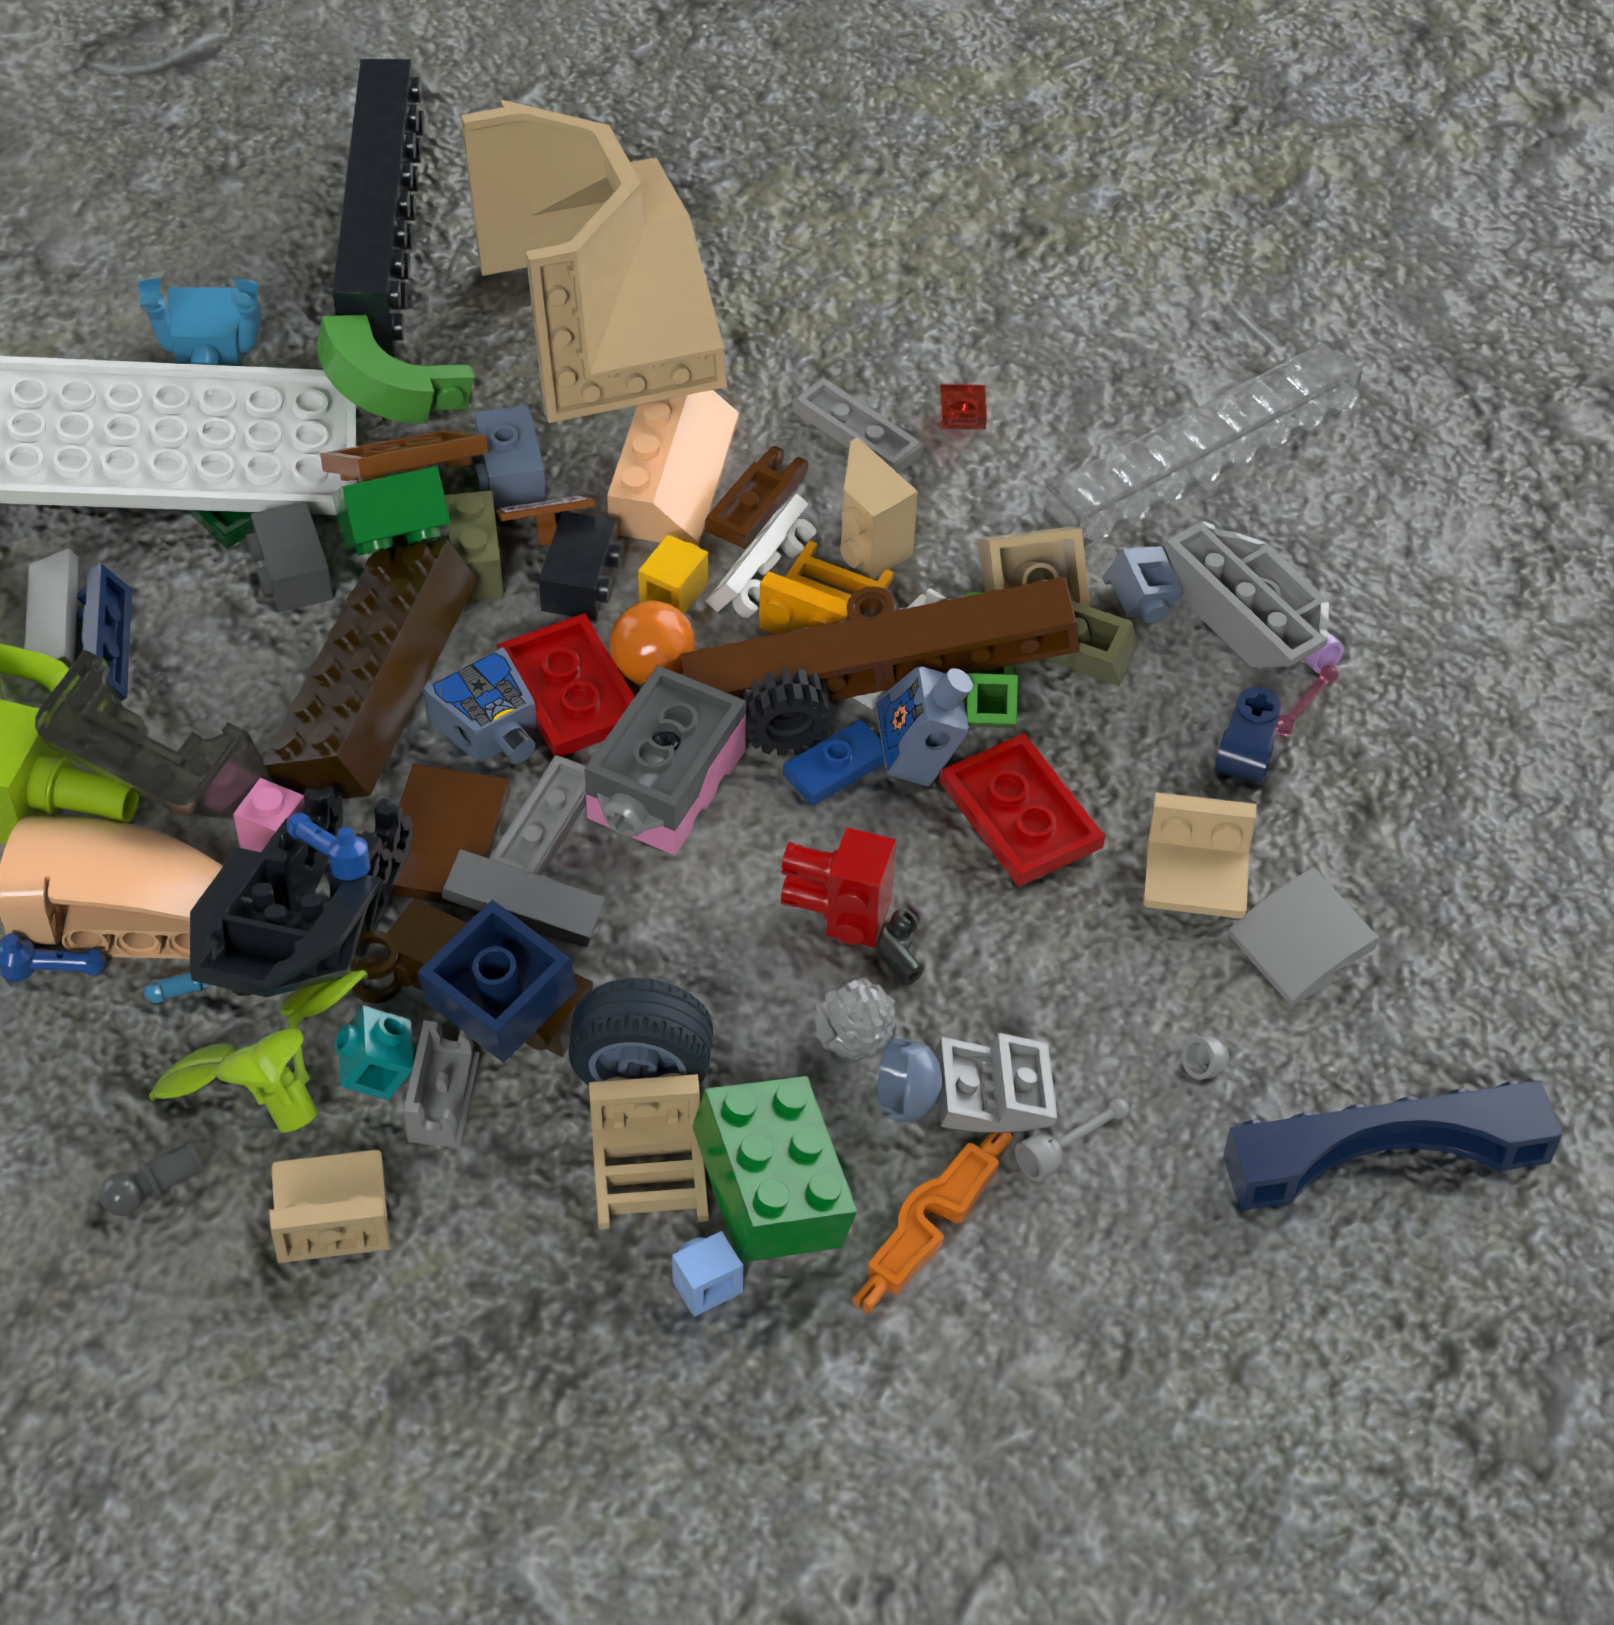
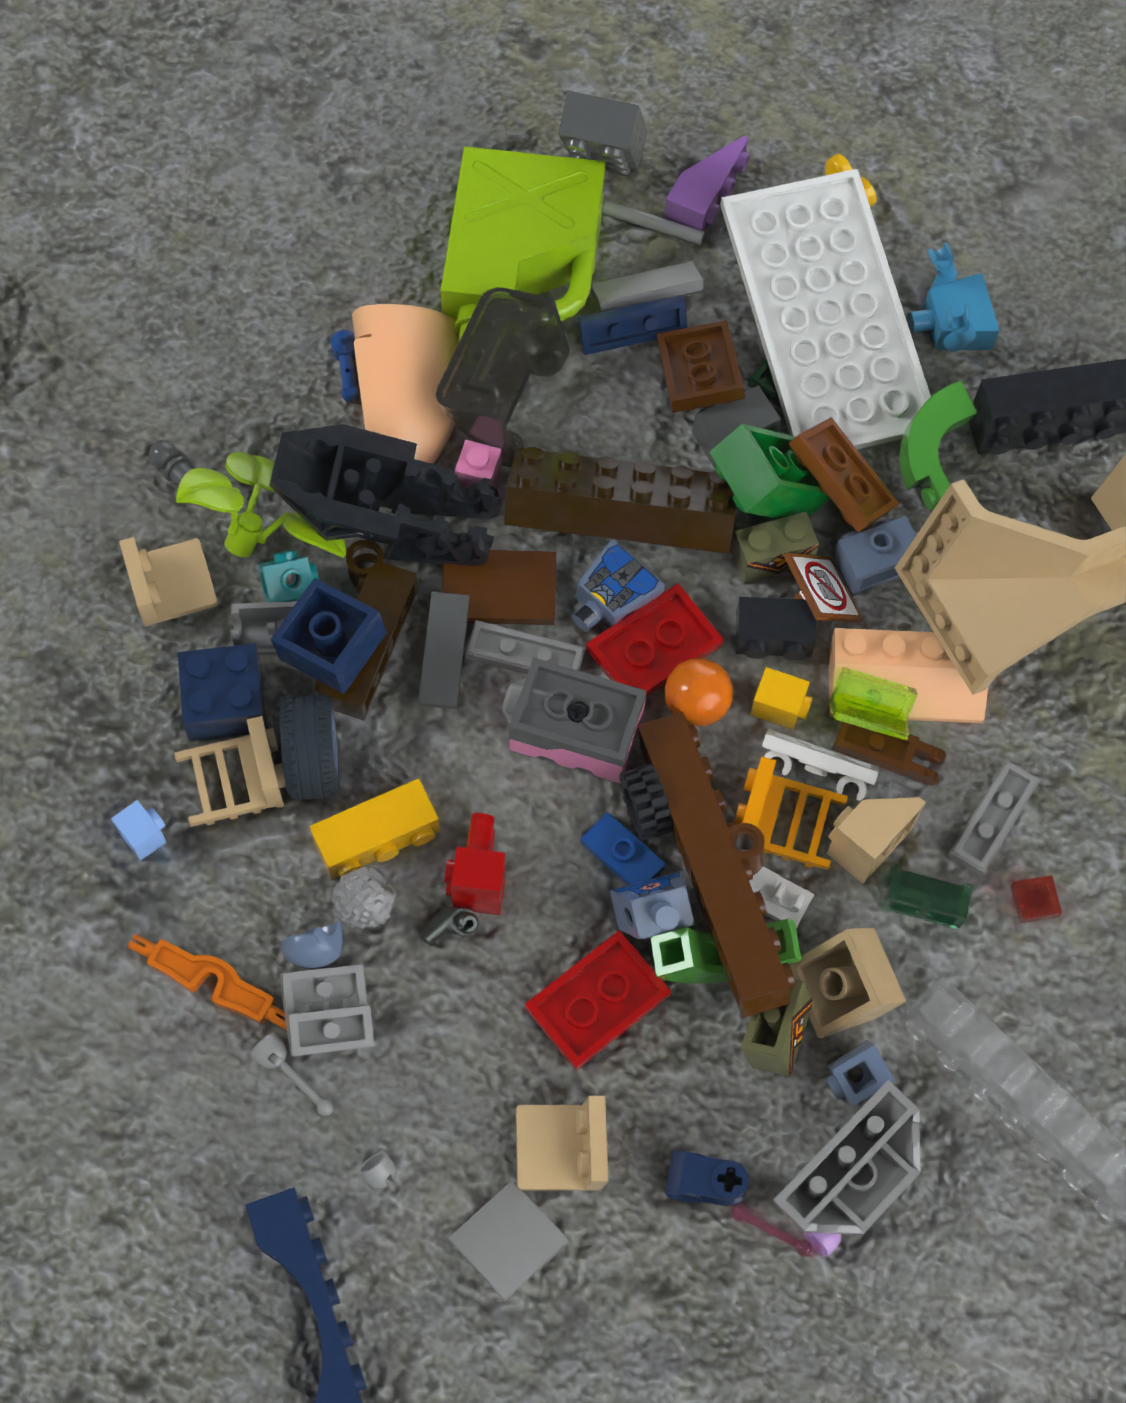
camera: 80 degrees right, 15 degrees up
(200, 567) = (700, 366): none -> reddish brown plate
(346, 852) = (409, 508): blue piece -> none
(524, 1151) = (220, 691): none -> dark blue brick
(705, 488) = (873, 703): none -> clear neon green panel
(762, 1001) = (376, 829): none -> yellow brick
(773, 1169) = (222, 857): brick -> none
(948, 493) = (927, 898): none -> clear green hinge

